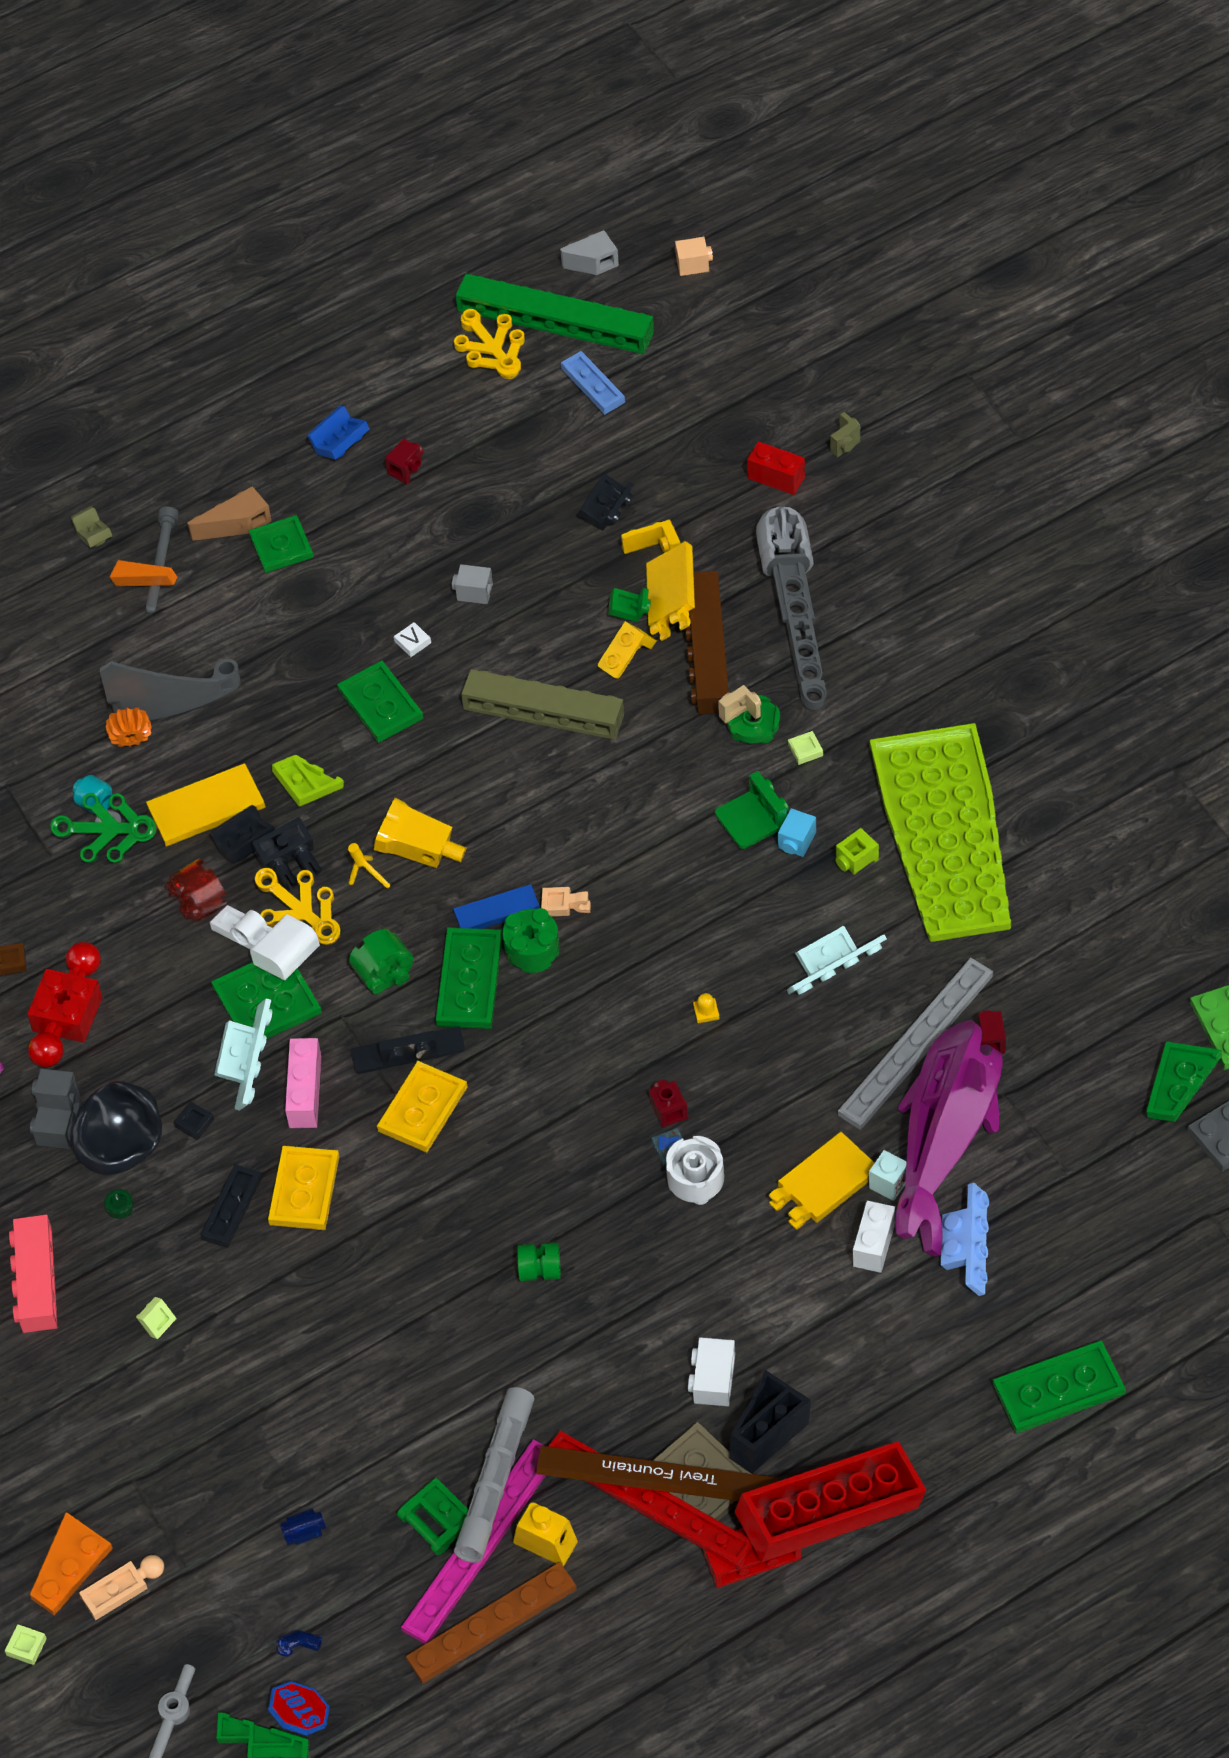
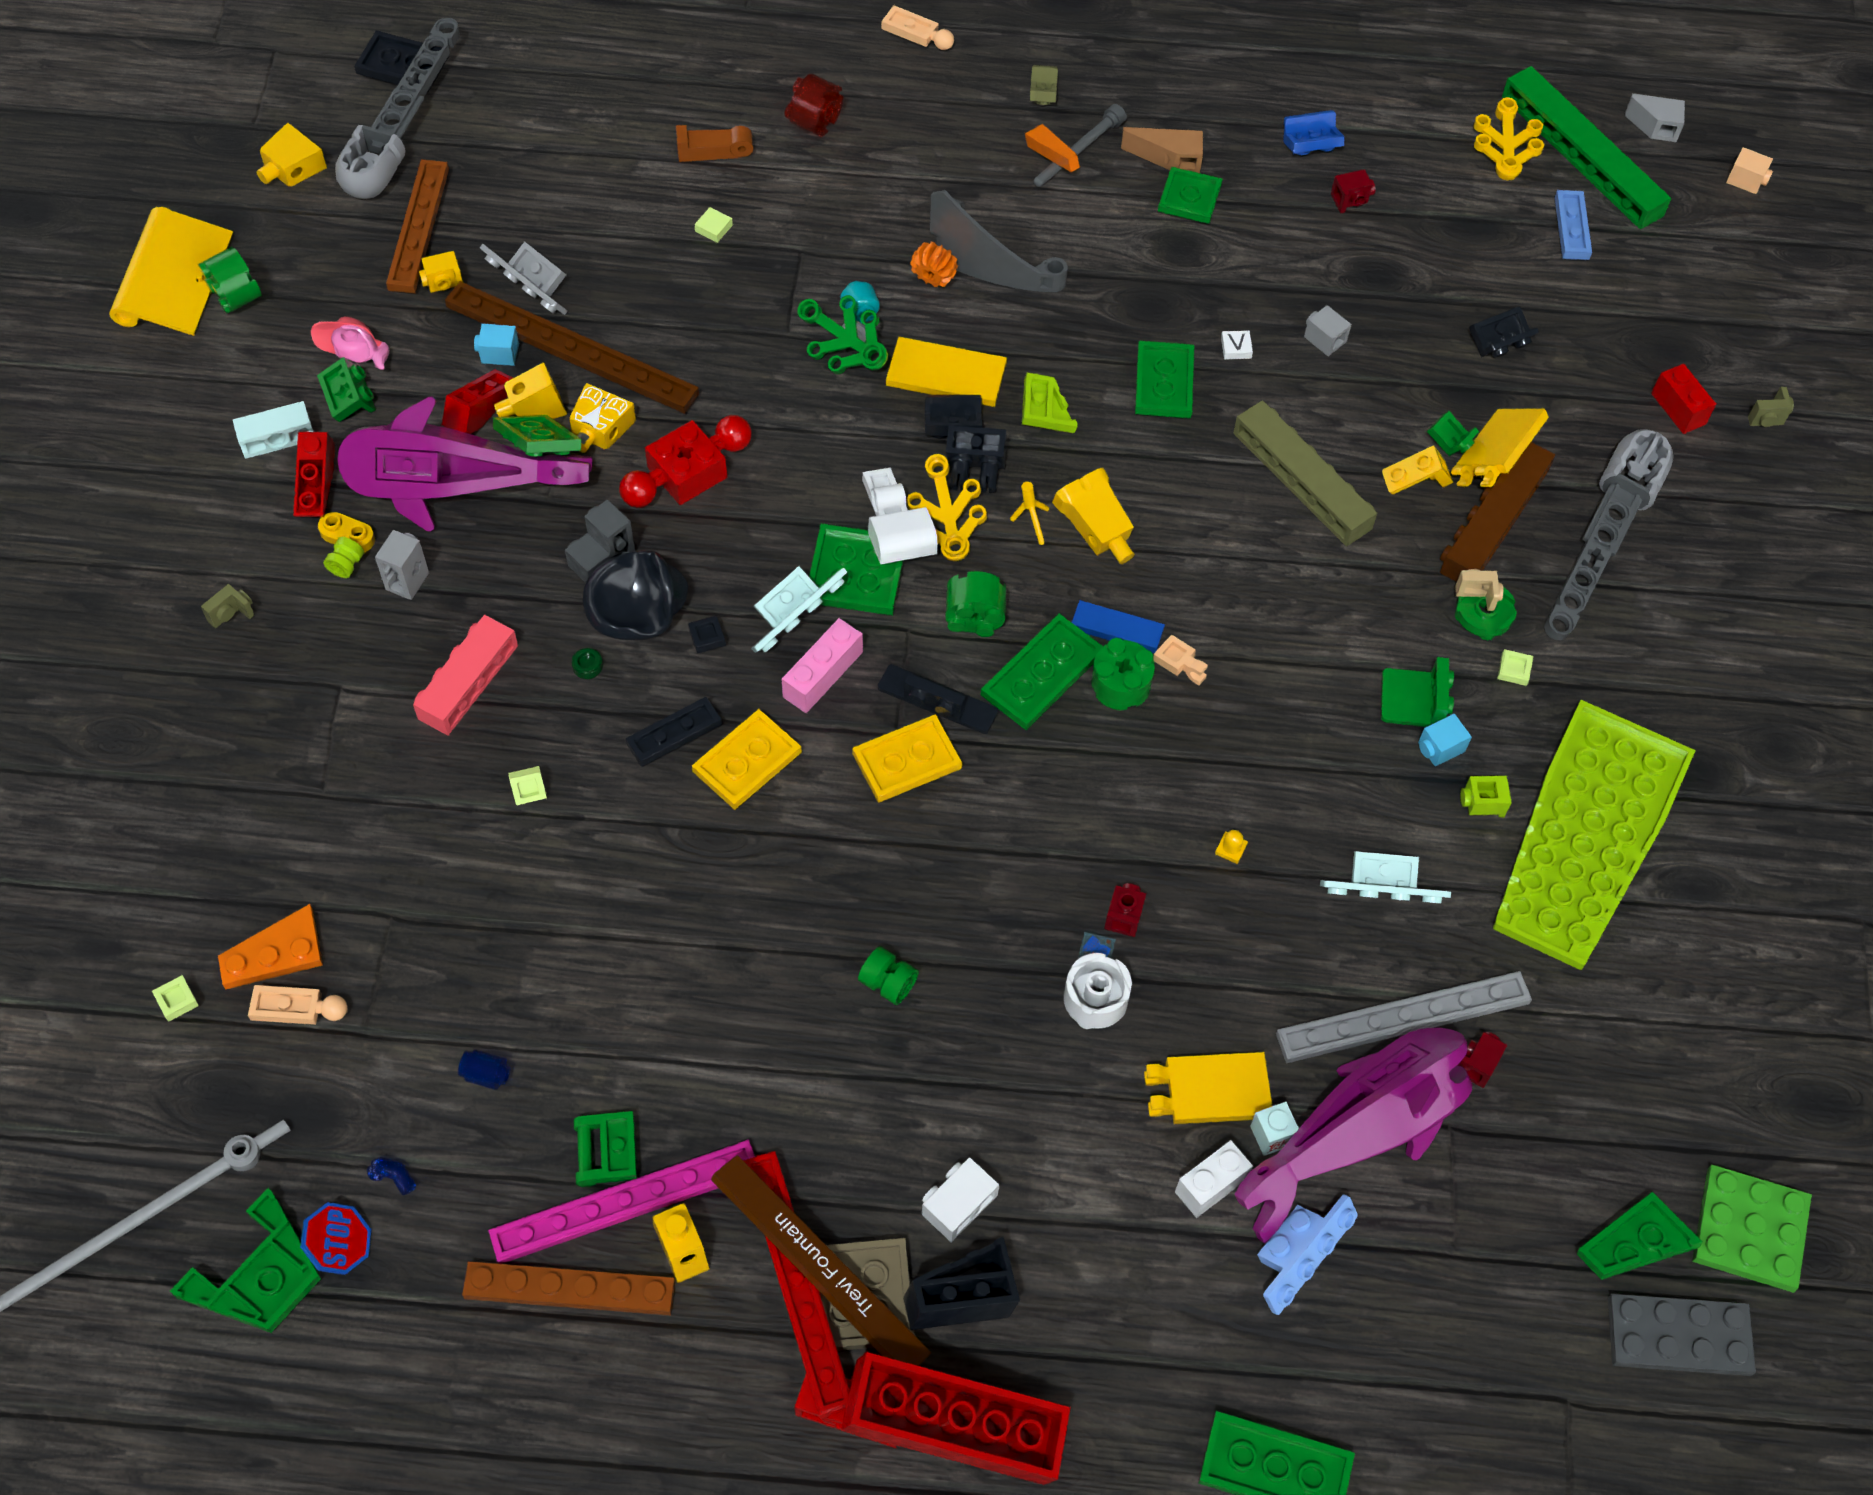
camera: 30 degrees right, 5 degrees up
(196, 891) = (872, 437): clear red brick -> none
(494, 1475) = (664, 1160): light grey piece -> none
(651, 535) = (1517, 386): yellow bracket -> none

